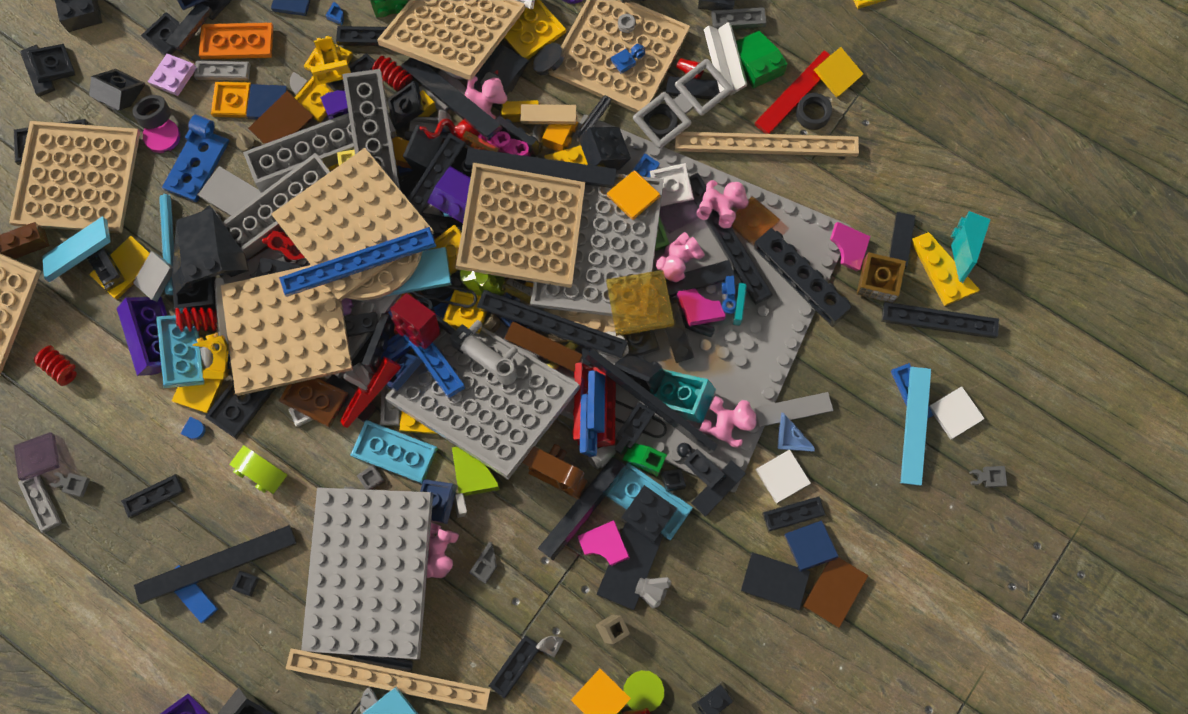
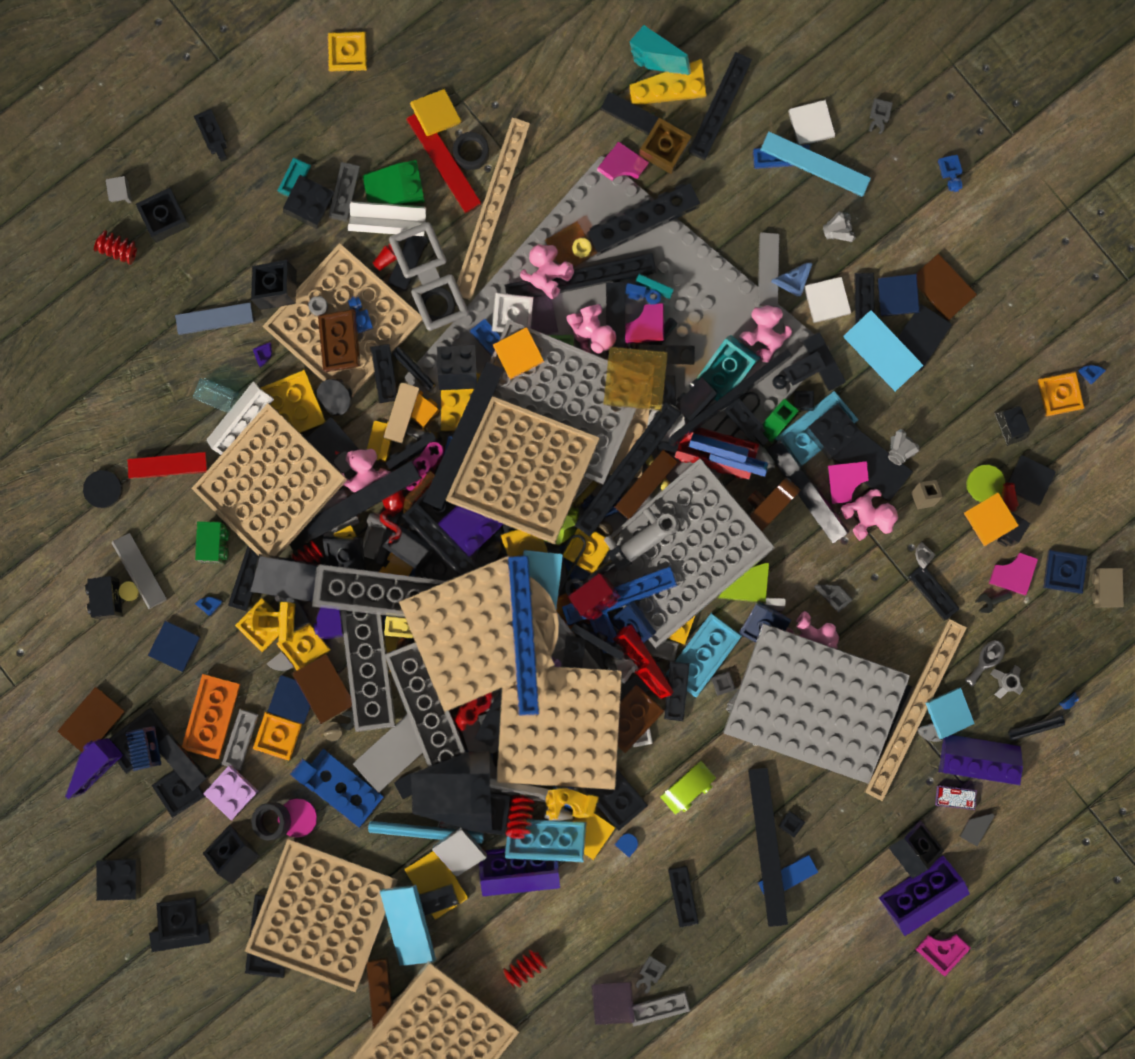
camera: 80 degrees left, 10 degrees up
(354, 434) = (678, 681): none -> black tile
(371, 54) = (284, 577): none -> black tile
(577, 590) = (884, 516): none -> bright pink animal
(584, 92) = (384, 373): none -> black tile
(599, 46) = (339, 340): none -> reddish brown tile
(748, 544) = (883, 350): none -> medium azure tile
(755, 229) = (581, 247): none -> light yellow tile
(859, 467) = (839, 227): none -> light grey rock
(961, 564) = (951, 167): none -> blue plate

